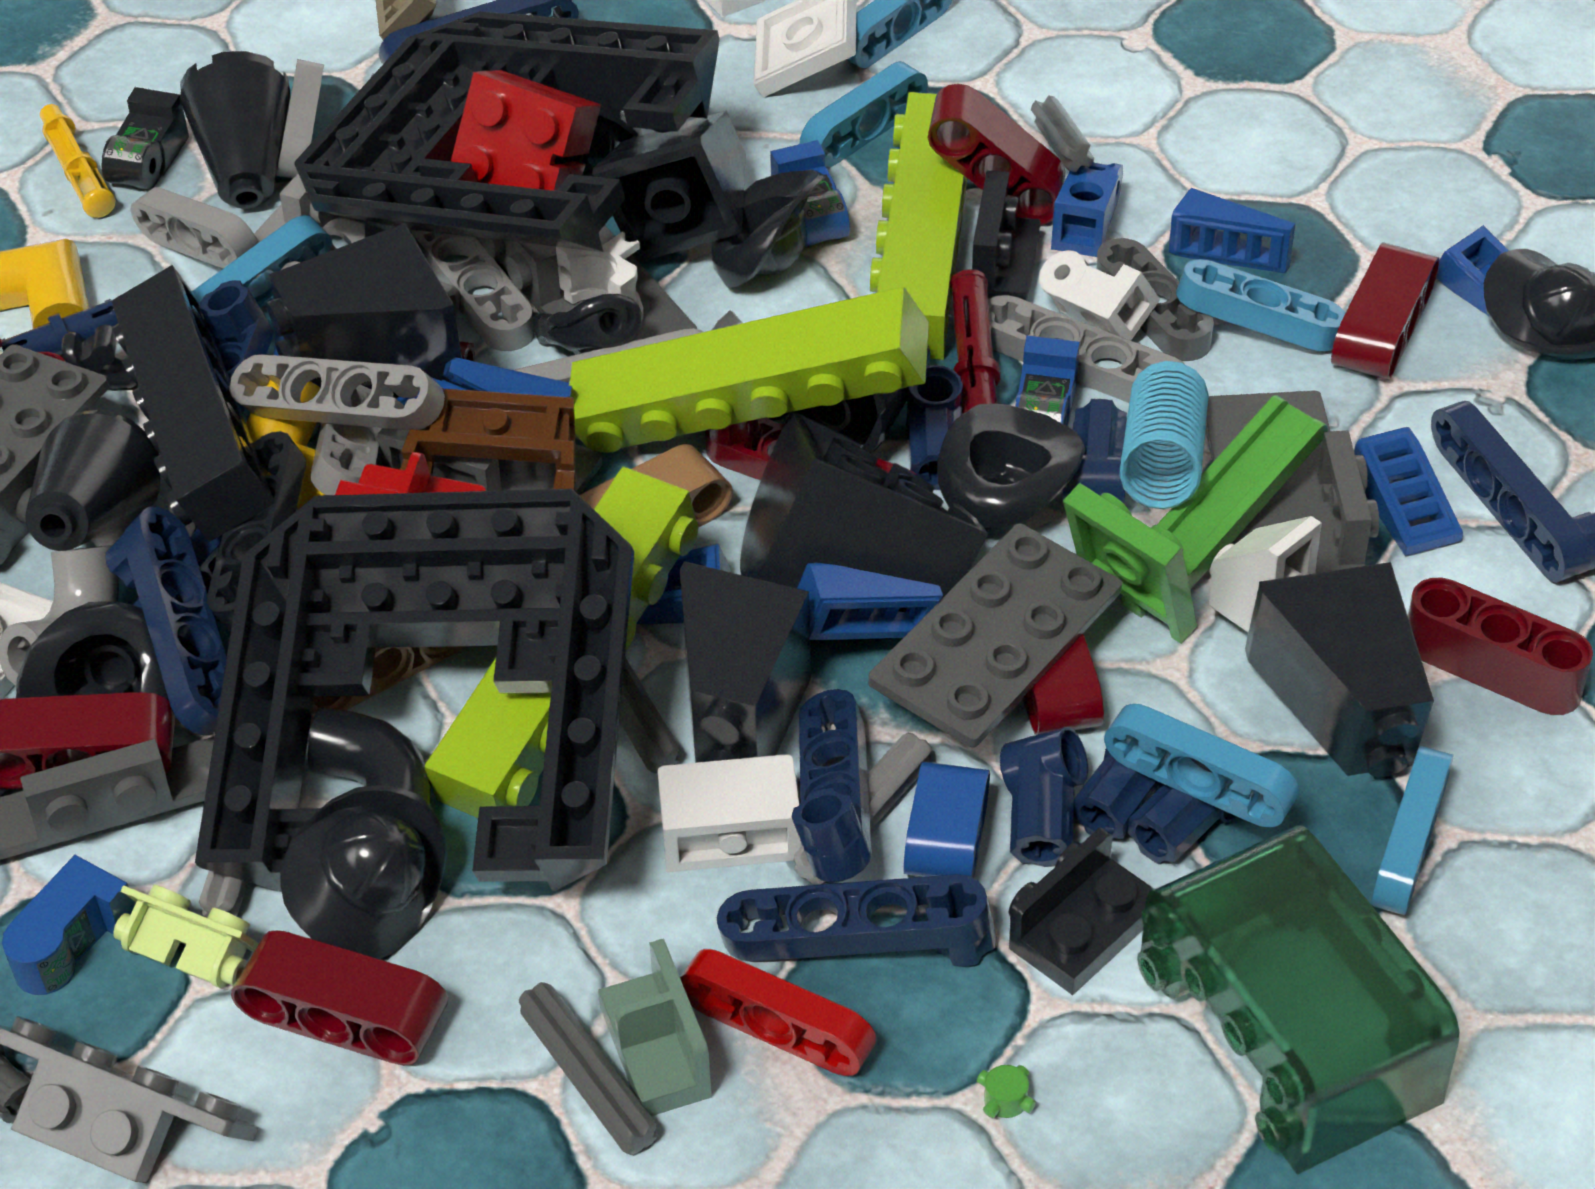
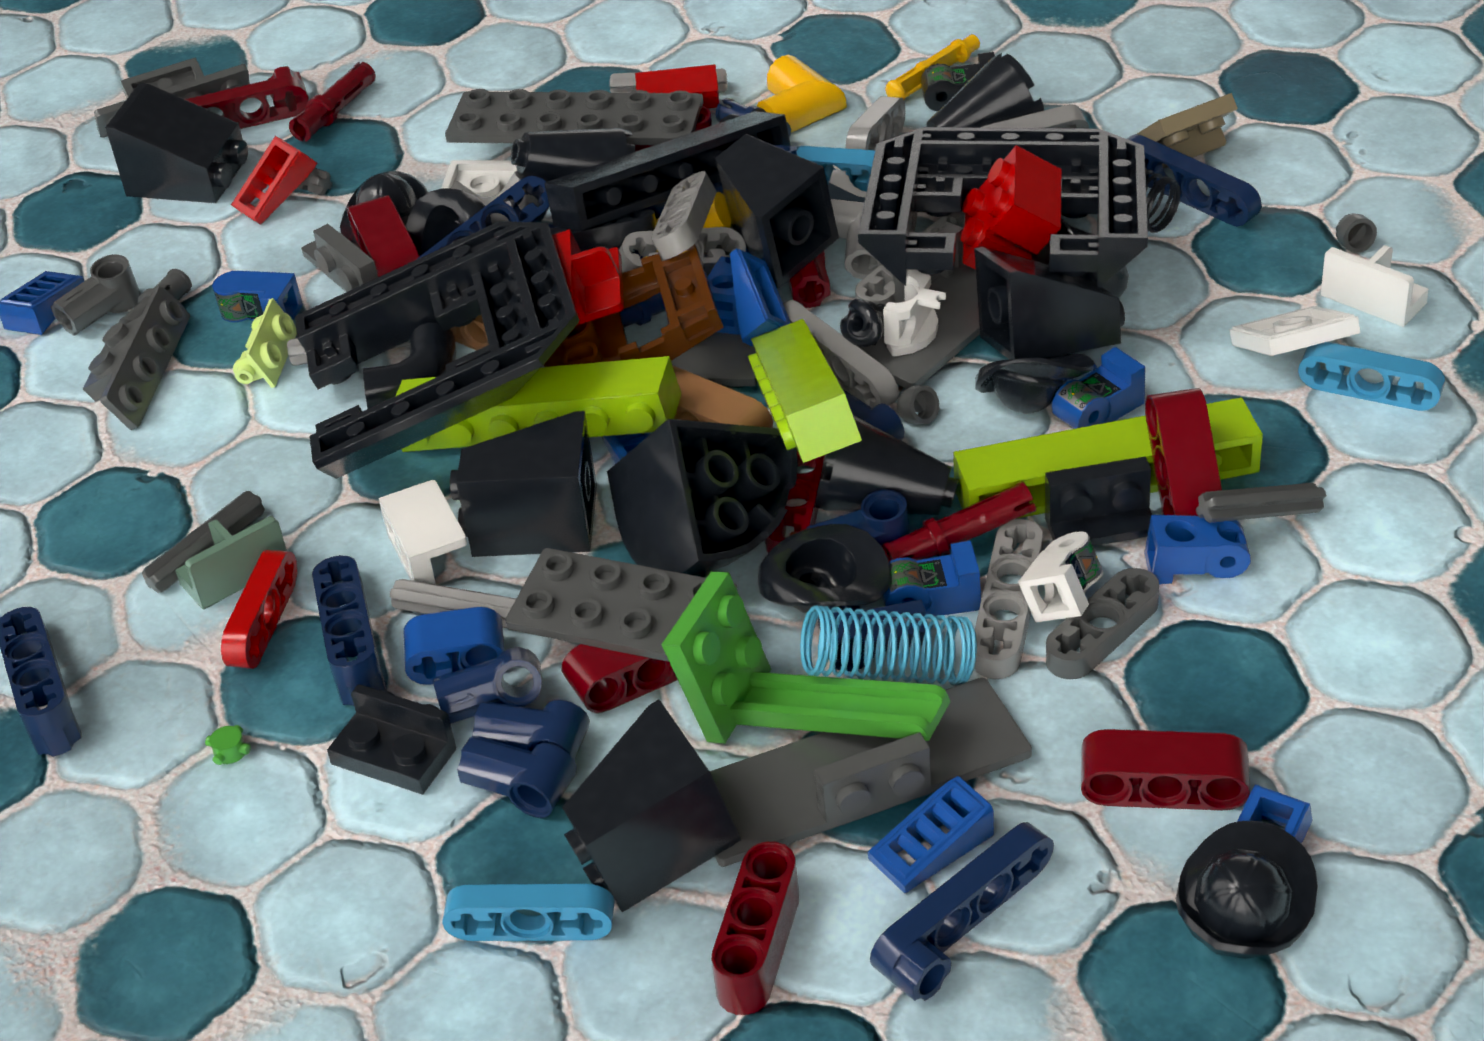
camera: 75 degrees right, 5 degrees down
(340, 997) = (227, 419): dark red beam -> none
(365, 870) = (309, 387): black hat -> none
(834, 798) = (395, 578): dark blue beam -> none
(843, 127) = (1262, 389): dark azure beam -> none
(863, 603) = (611, 520): blue slope -> none
(1196, 233) = (1204, 631): blue slope -> none
(1238, 778) = (506, 744): dark azure beam -> none
(1260, 304) = (1125, 662): dark azure beam -> none
(1262, 555) = (737, 742): white slope -> none
(1307, 991) = (303, 849): clear green windscreen -> none

